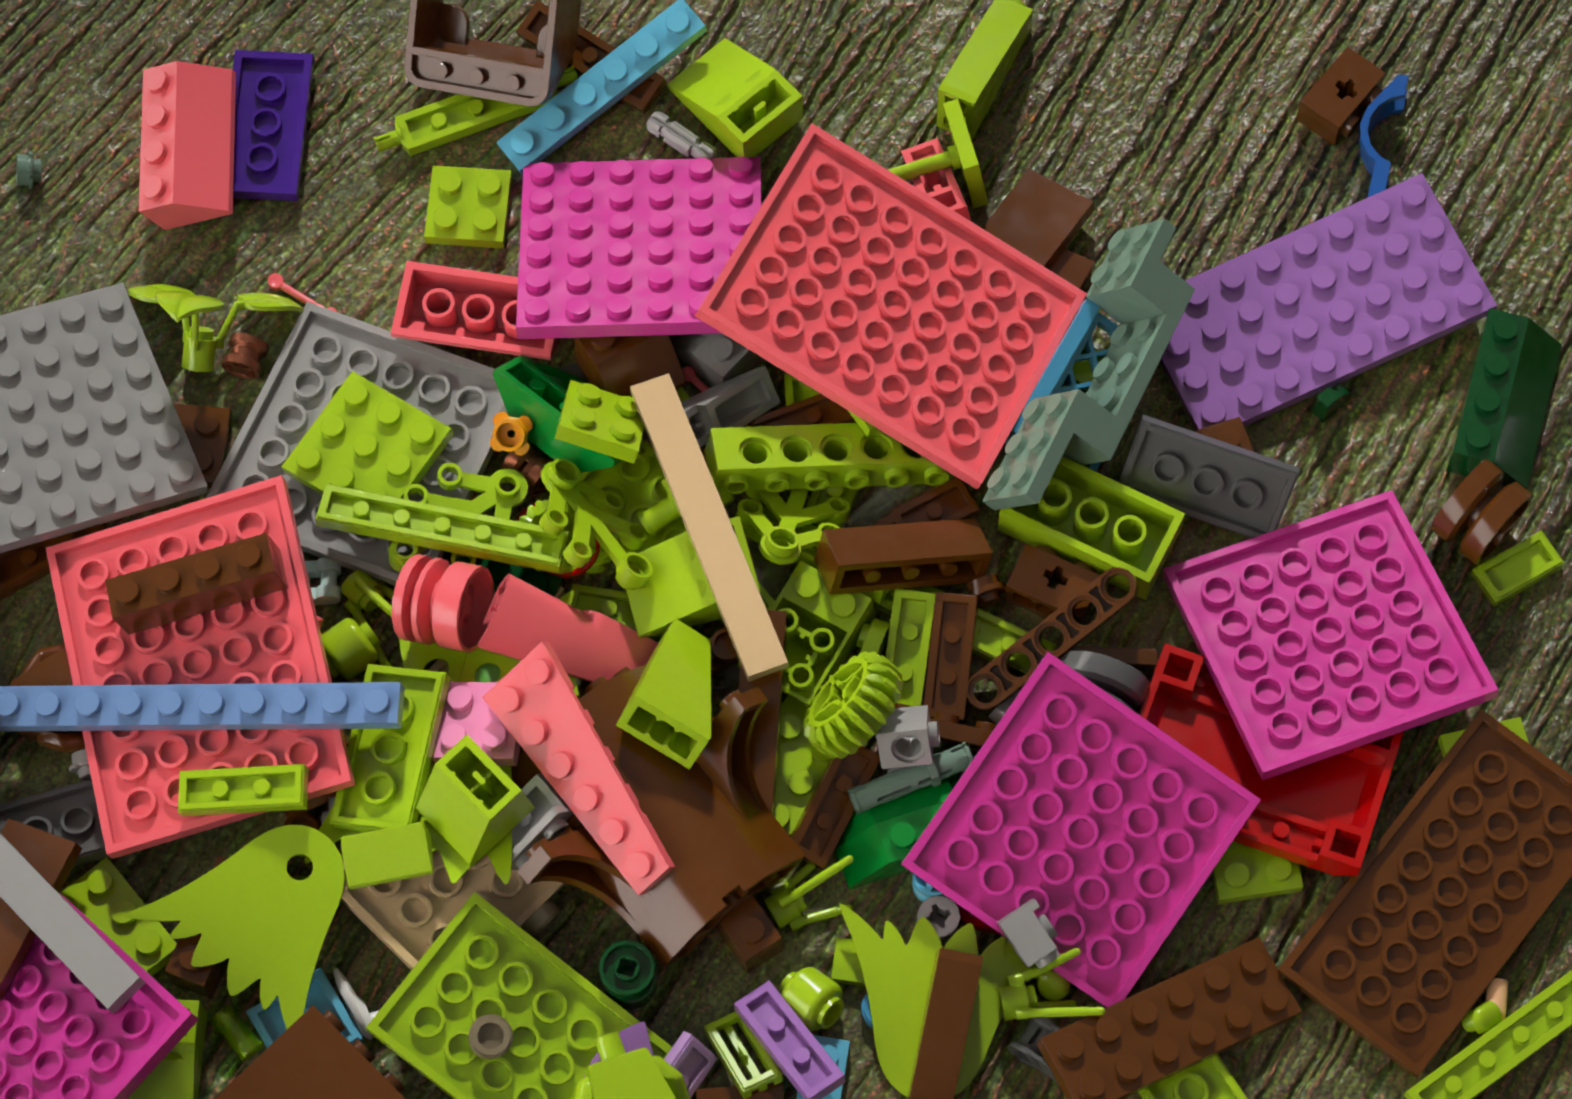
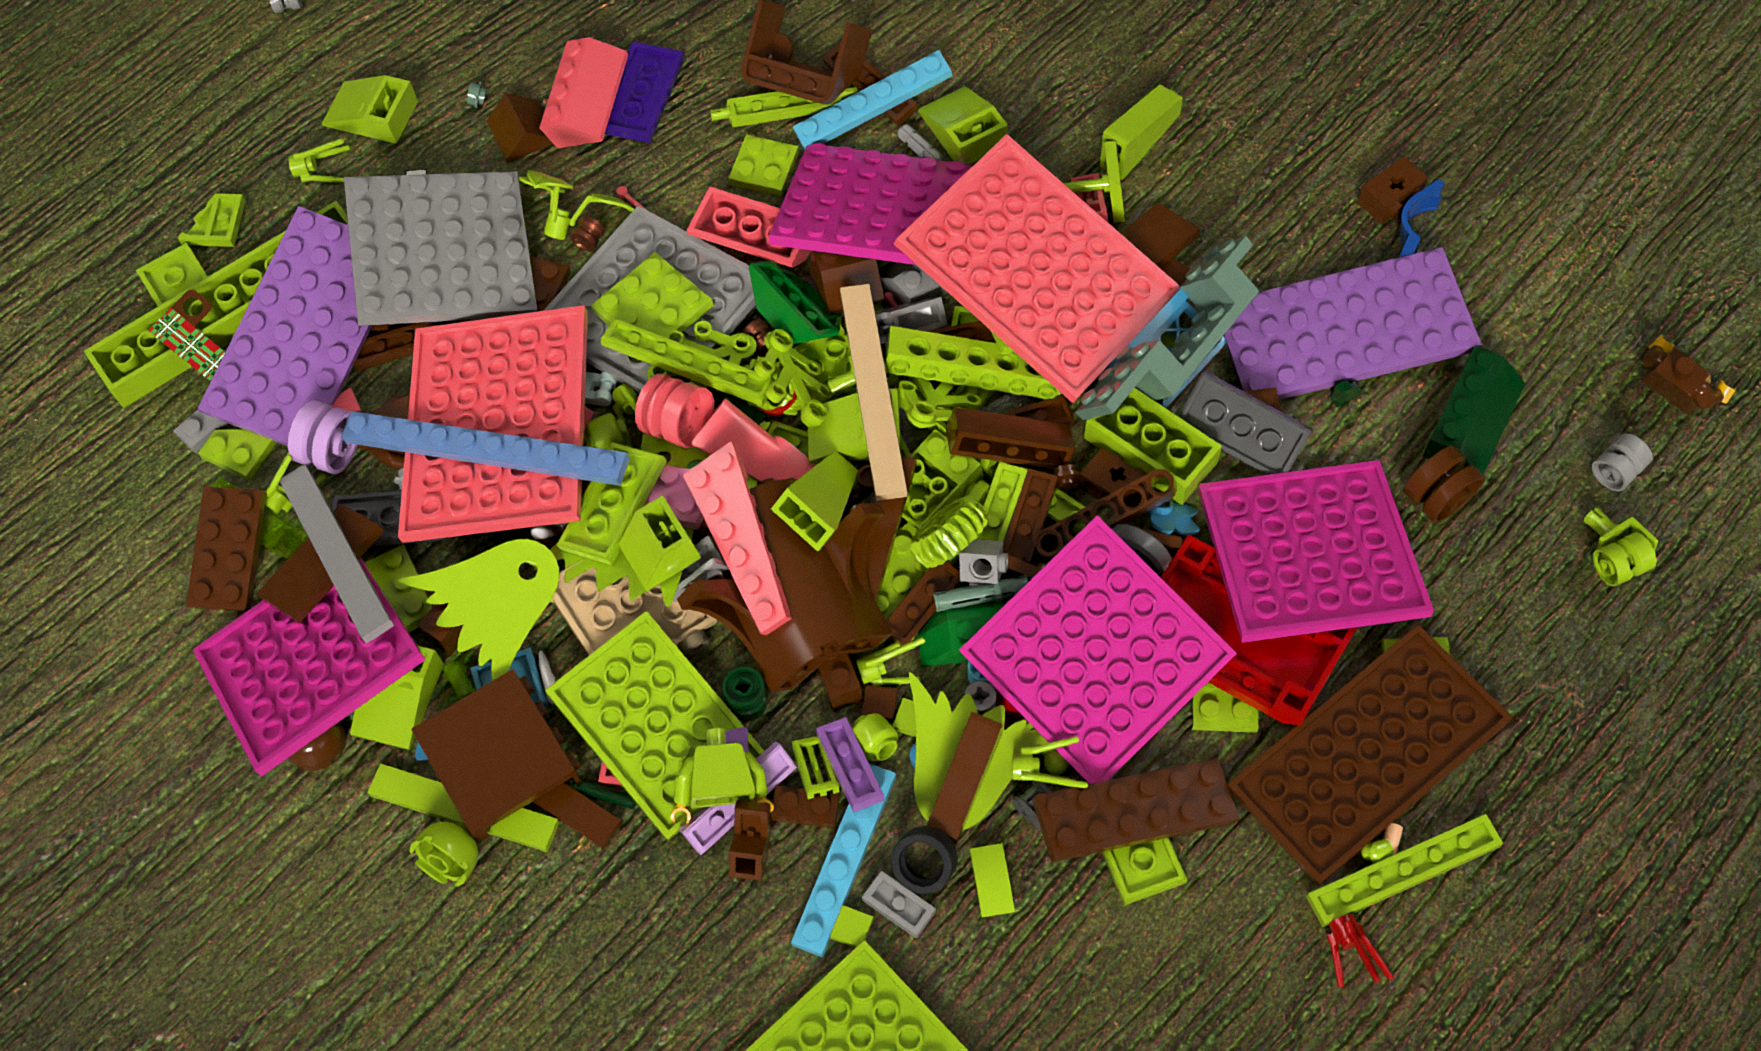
camera: 15 degrees right, 5 degrees down
(101, 209) = (517, 125): none -> reddish brown slope
(196, 583) = (505, 364): reddish brown brick -> none
(243, 790) = (500, 508): lime tile -> none
(387, 855) = (590, 572): lime slope -> none
(490, 1036) = (632, 715): dark tan tile -> none
(500, 438) = (744, 310): light orange plate -> none
(600, 421) = (813, 308): lime plate -> none
(806, 949) = (880, 701): none -> reddish brown tile
(1030, 935) = (1043, 719): light grey brick -> none
(1141, 622) = (1174, 517): none -> dark azure plate
(1517, 568) = (1464, 532): lime tile -> none

